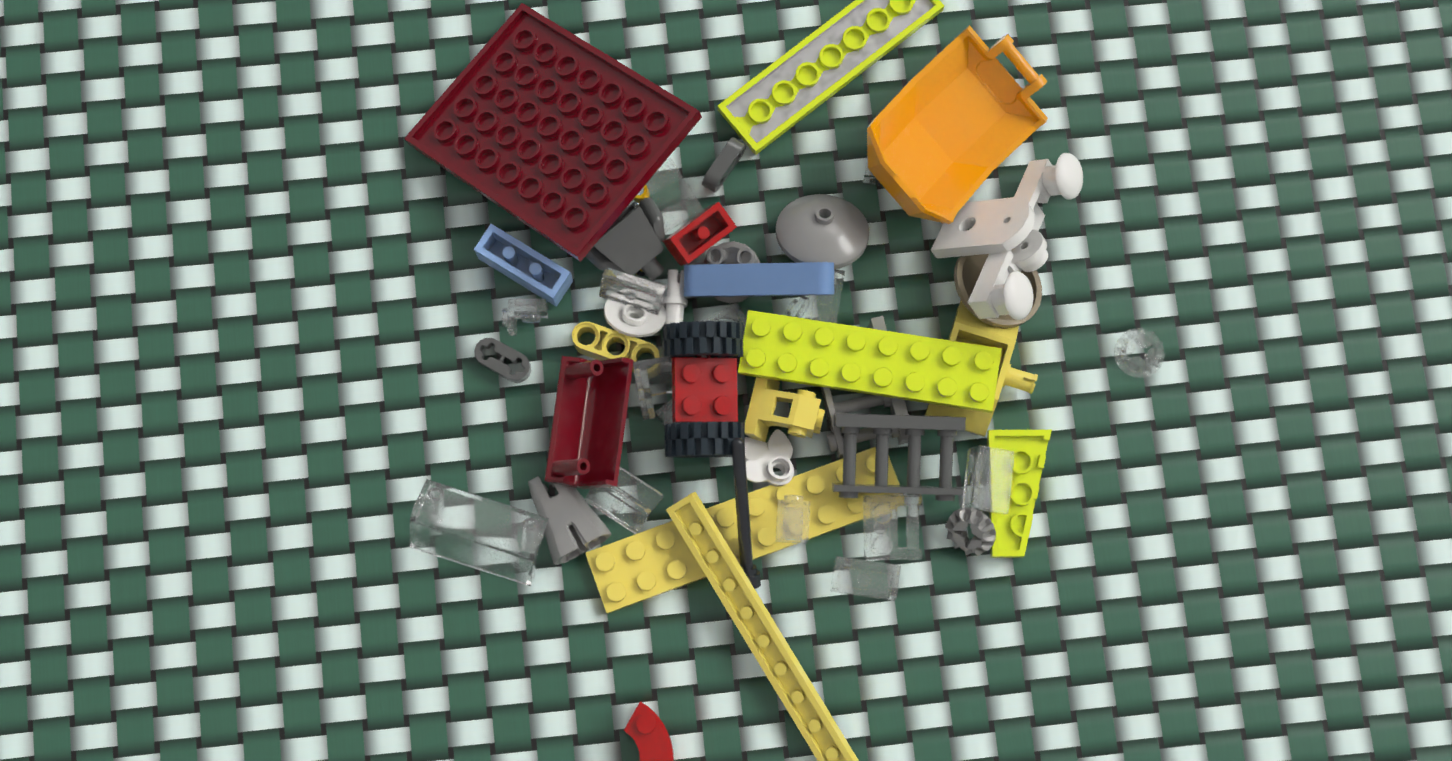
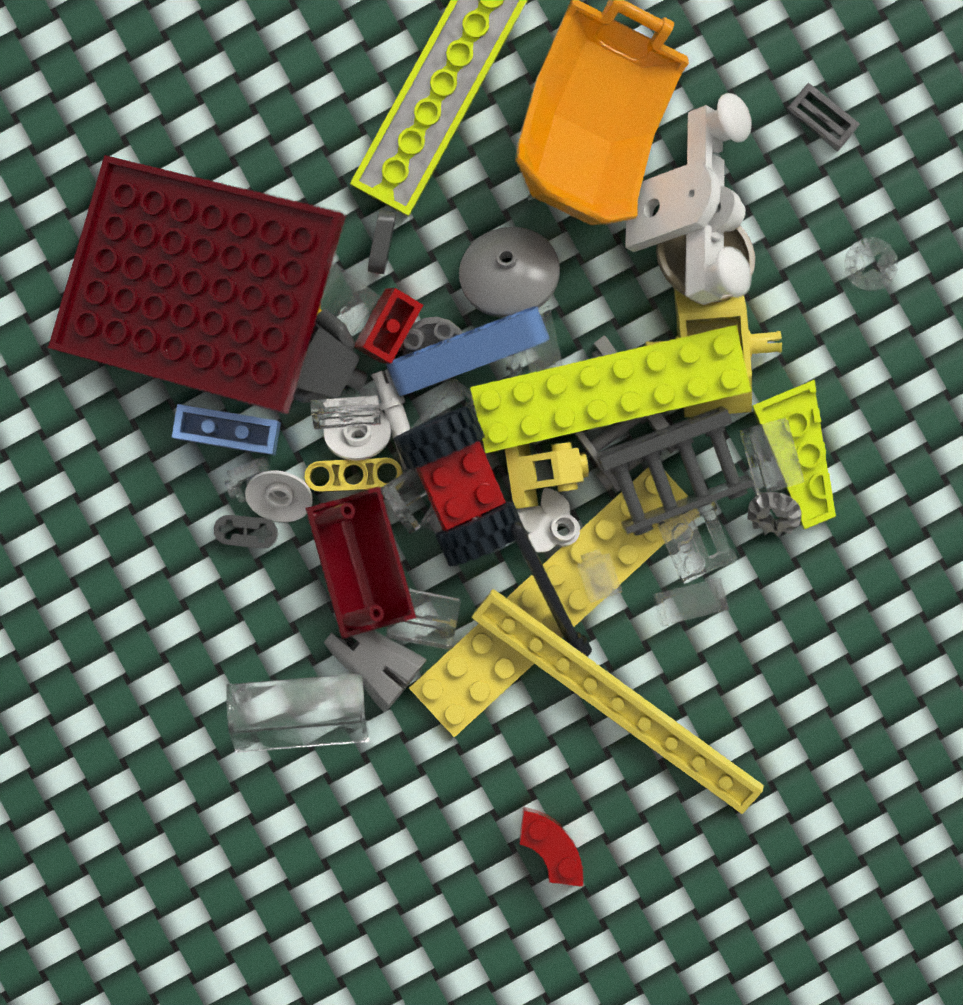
camera: 25 degrees left, 10 degrees up
(535, 344) = (278, 496): none -> white dish
(1134, 218) = (815, 127): none -> flat silver tile

